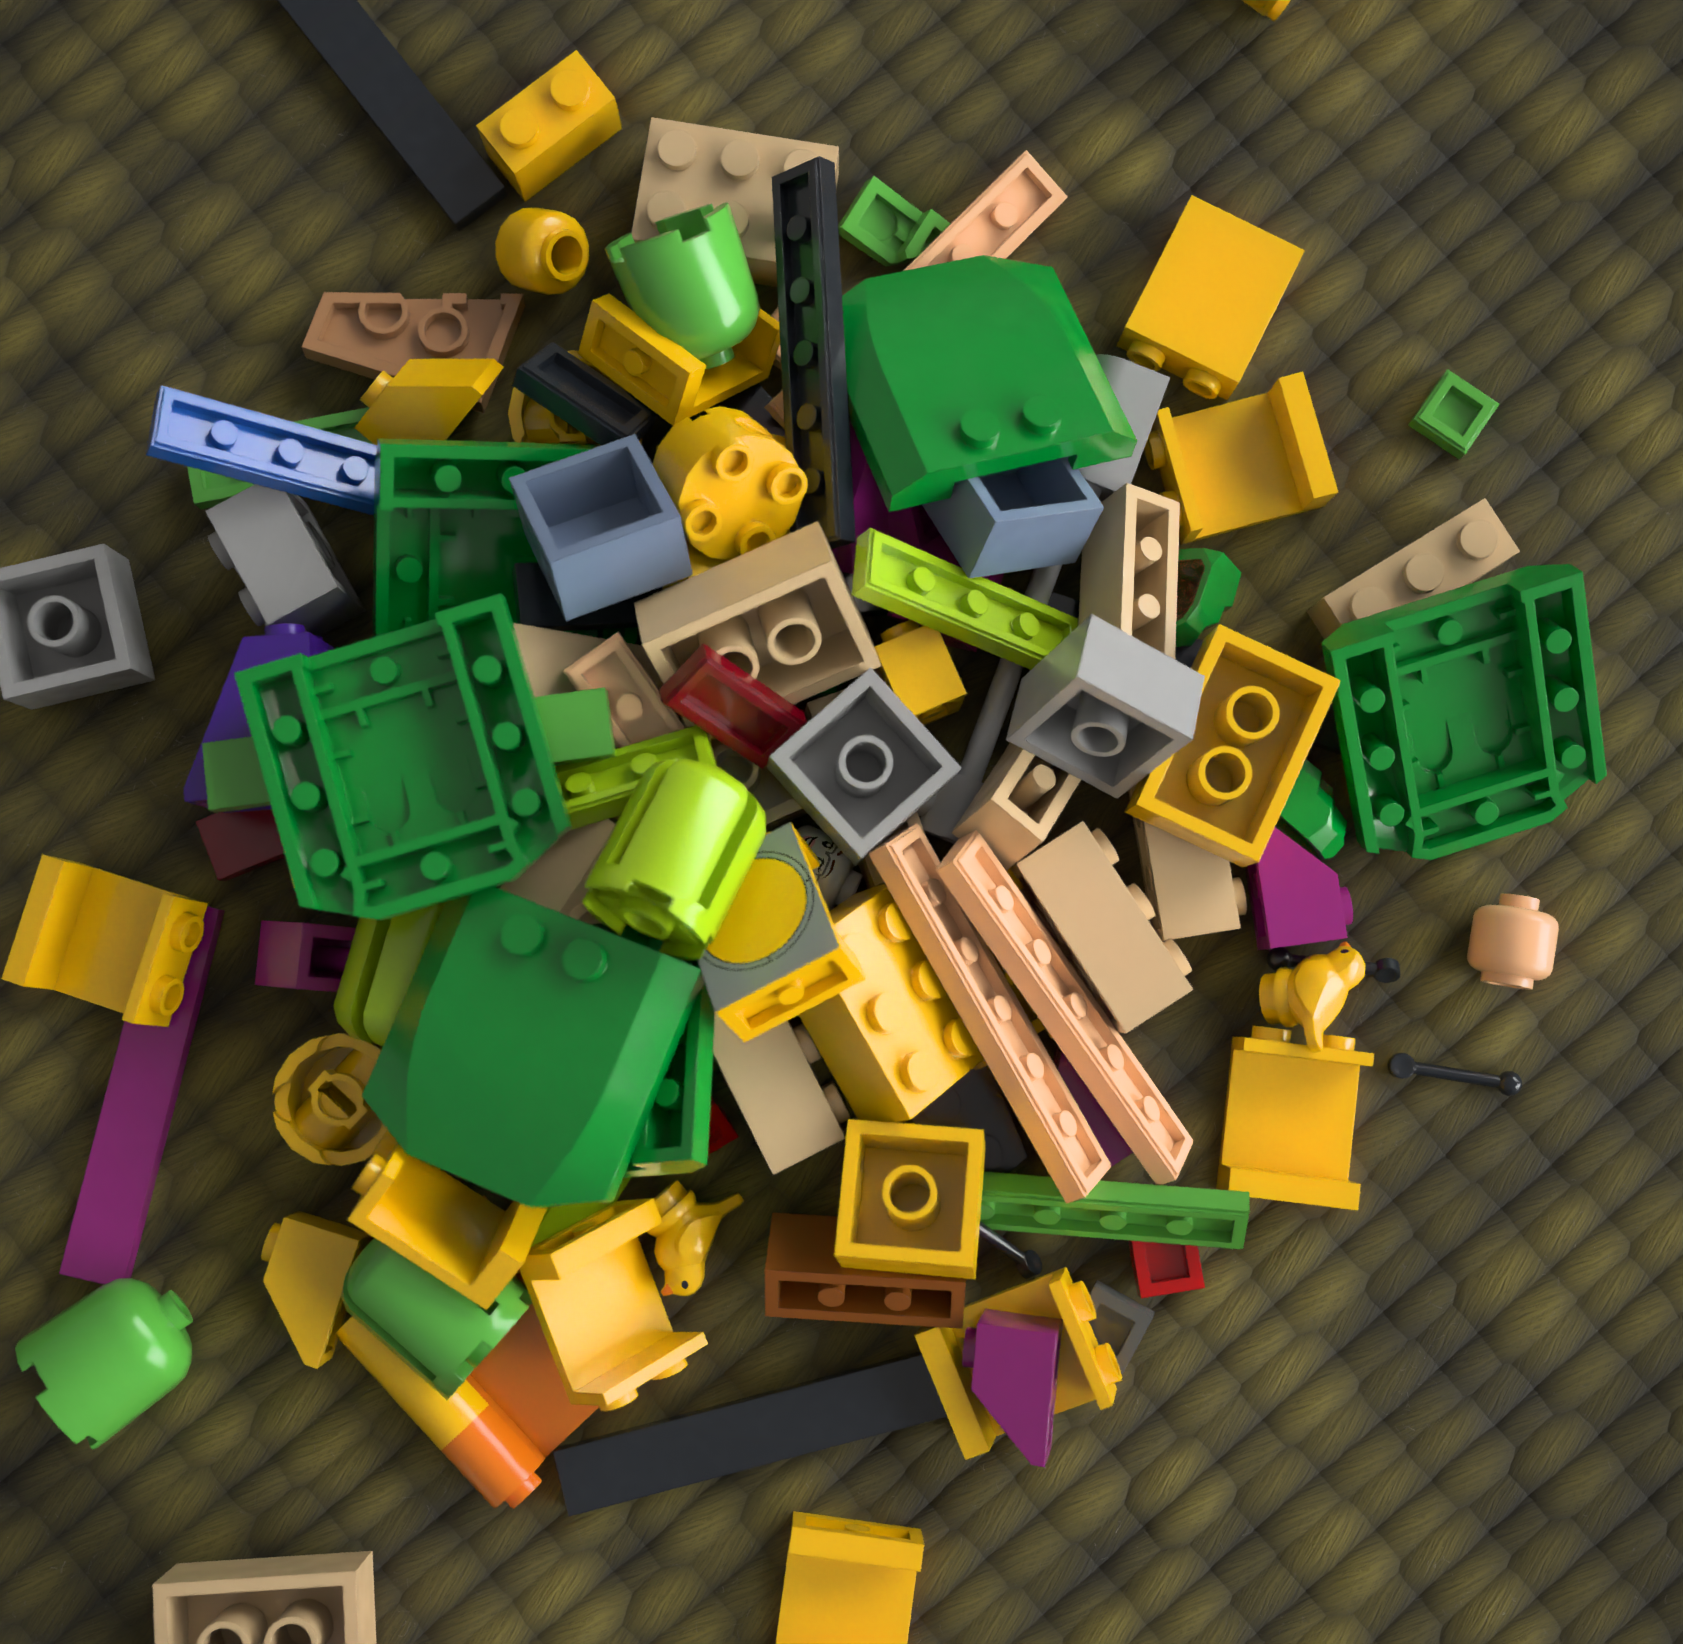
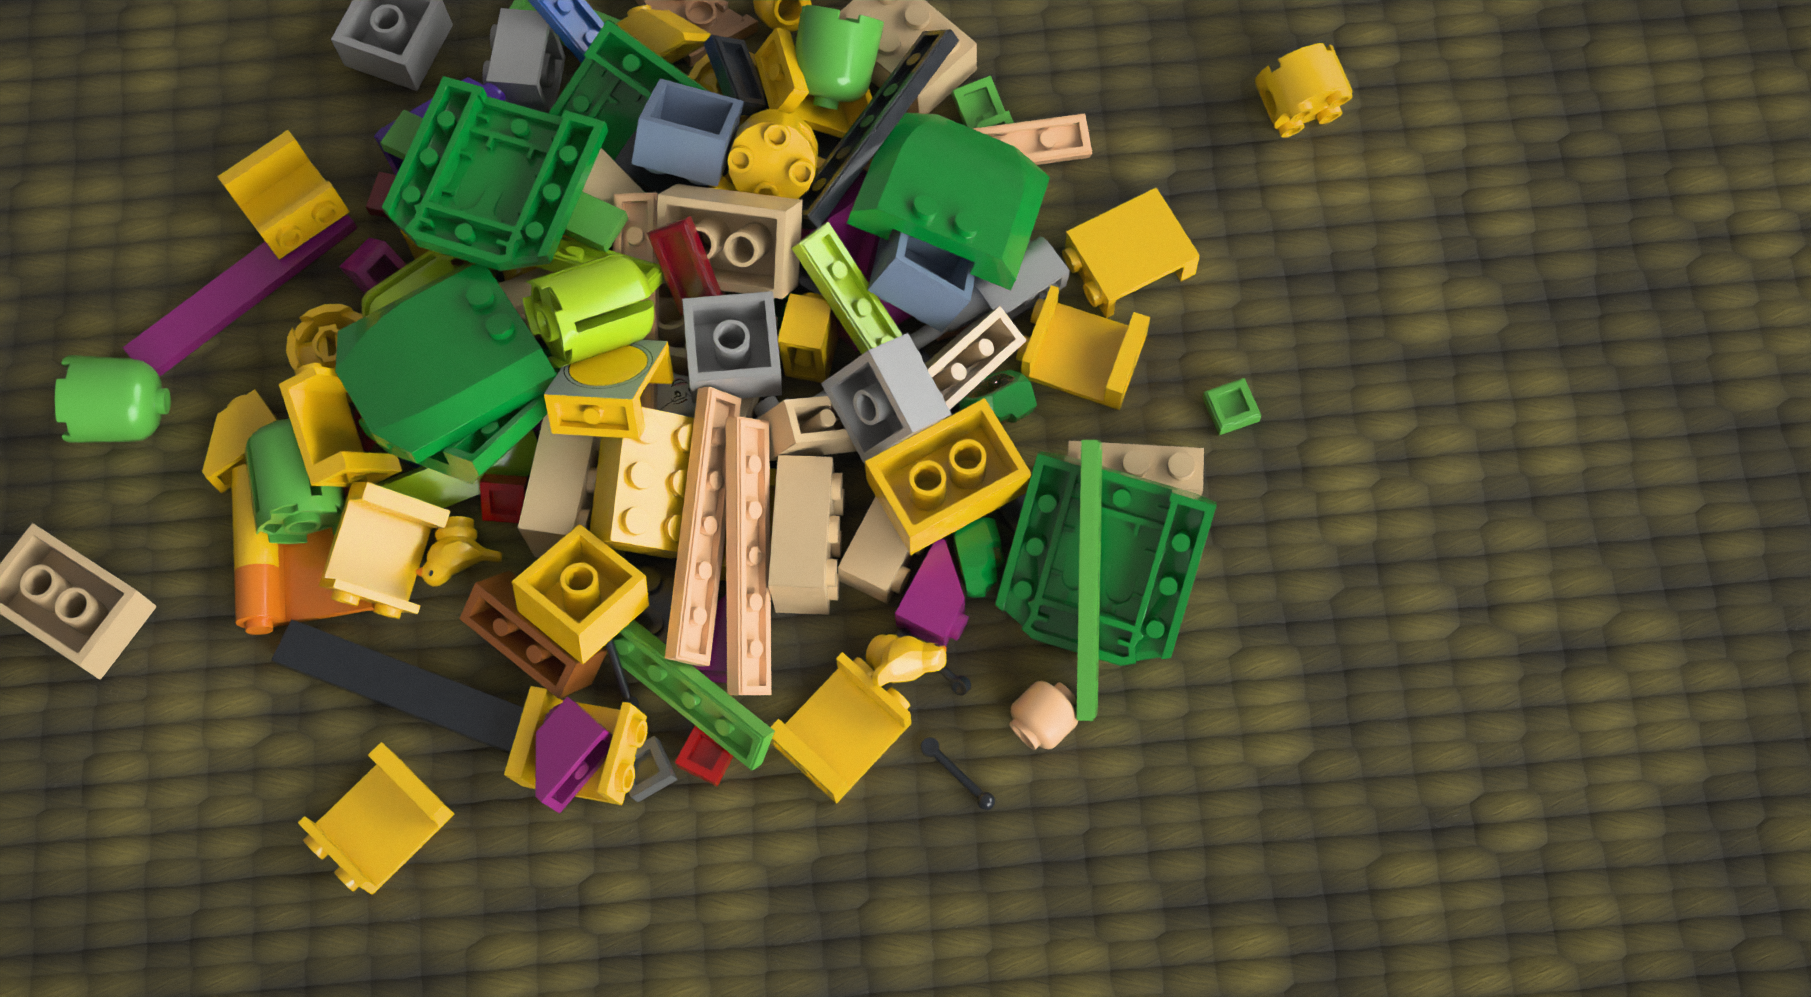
camera: 45 degrees right, 15 degrees down
(1476, 751) = (1089, 580): none -> bright green tile

